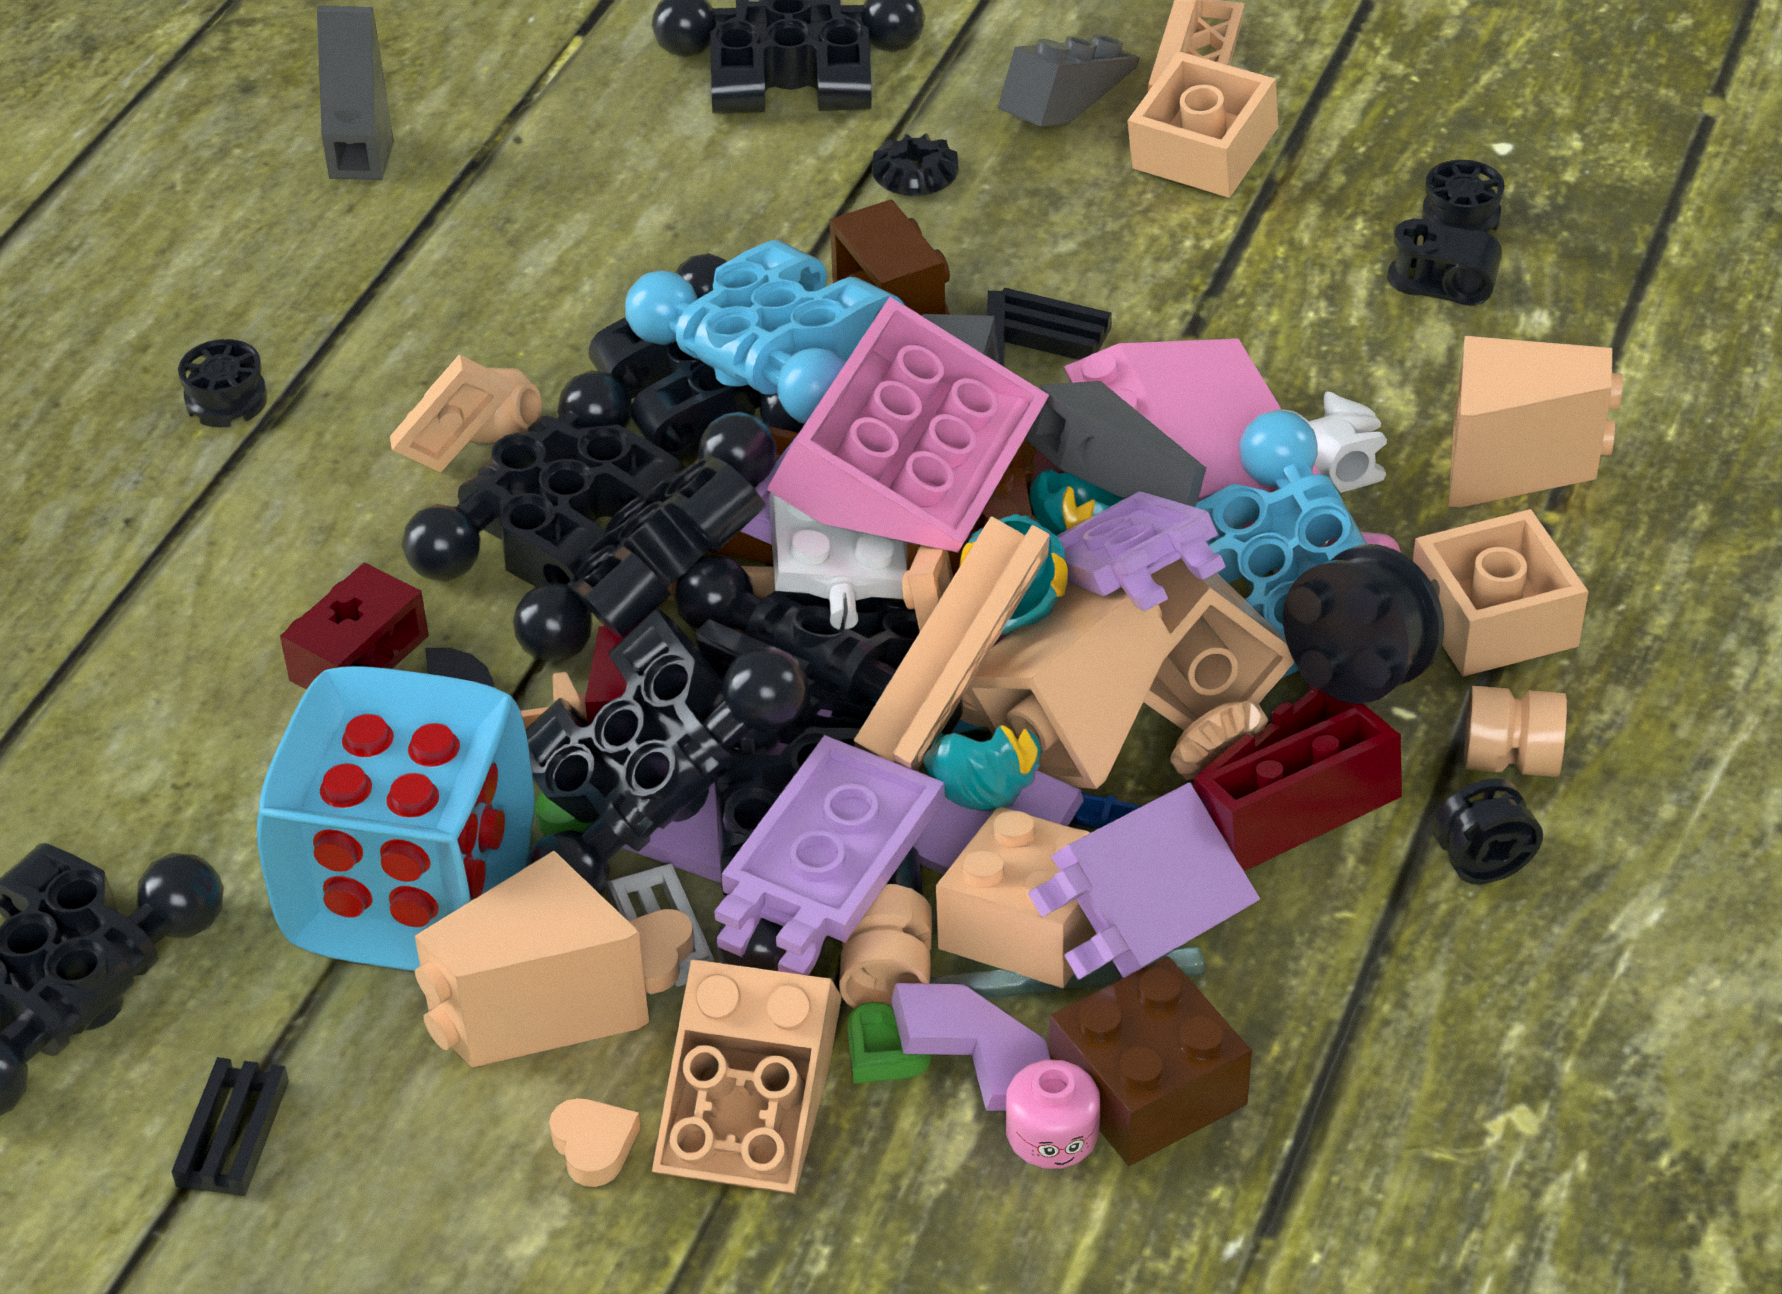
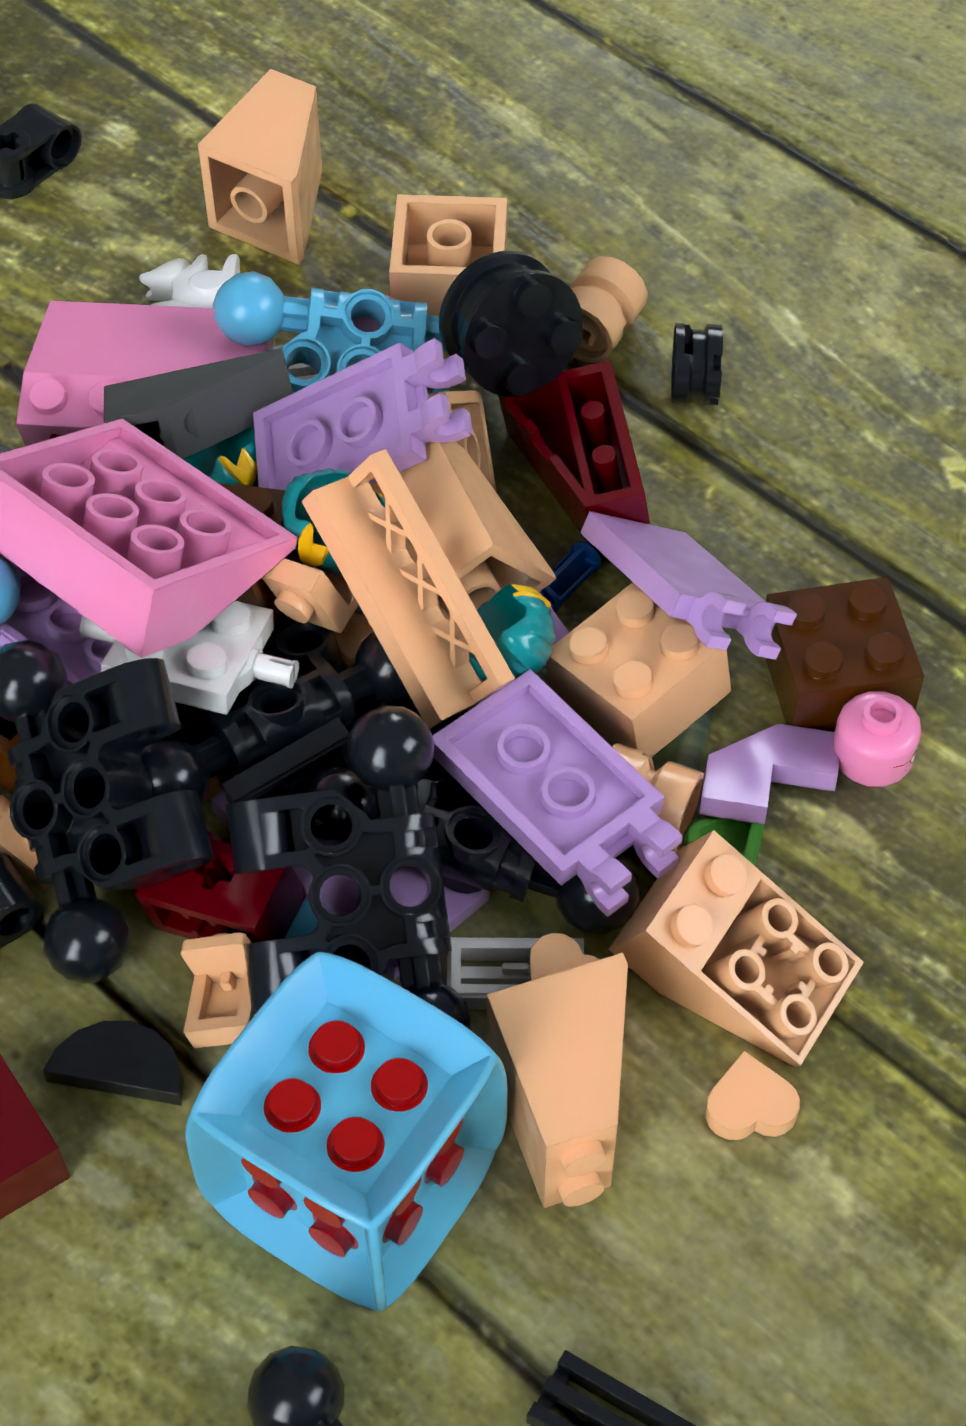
camera: 70 degrees left, 10 degrees up
(1214, 734) = (522, 482): light nougat gear -> none

